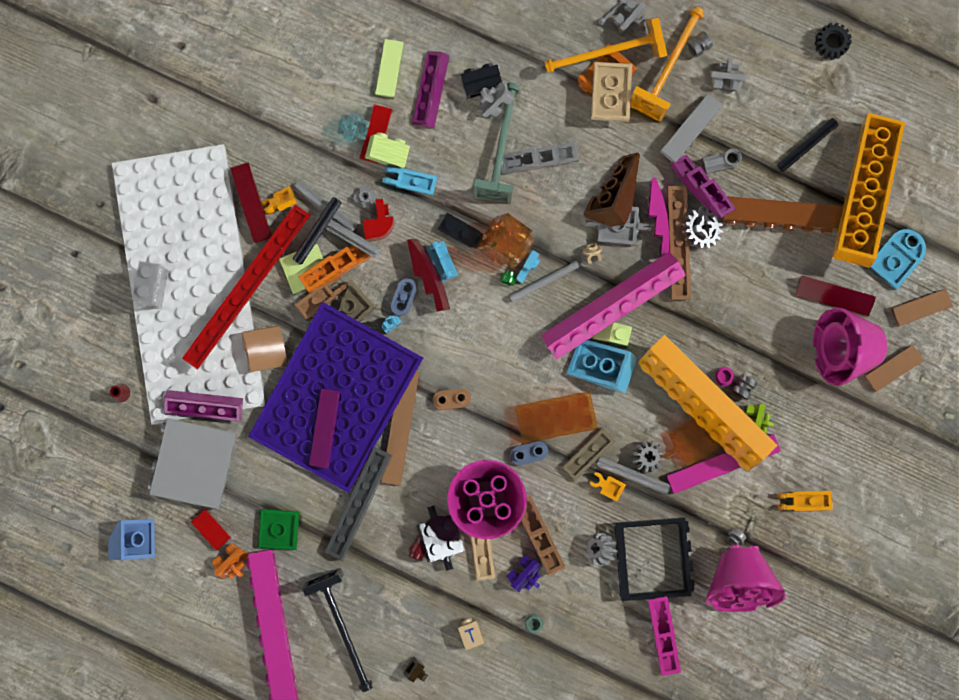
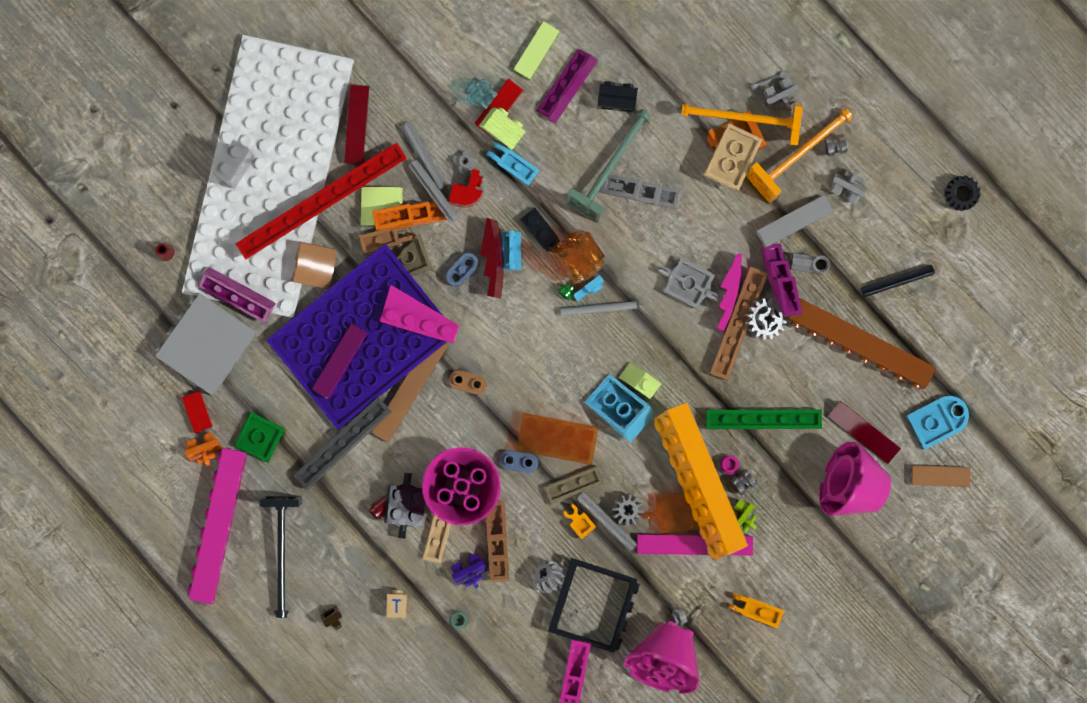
camera: 20 degrees right, 0 degrees up
(132, 540) = (122, 391): medium blue slope -> none
(282, 199) = (386, 133): light orange plate -> none
(317, 230) = (407, 175): black axle -> none
(374, 357) = (414, 316): none -> dark pink wing
(391, 323) = (440, 289): medium azure plate -> none
(493, 98) = (620, 118): light grey hips -> none
(592, 250) = (655, 297): tan plate -> none
(613, 305) = (652, 356): dark pink brick -> none
(616, 198) = (696, 258): reddish brown wedge -> none
(738, 321) = (763, 419): none -> green plate
(868, 190) = (933, 346): light orange brick -> none
(893, 368) = (890, 521): medium nougat tile -> none

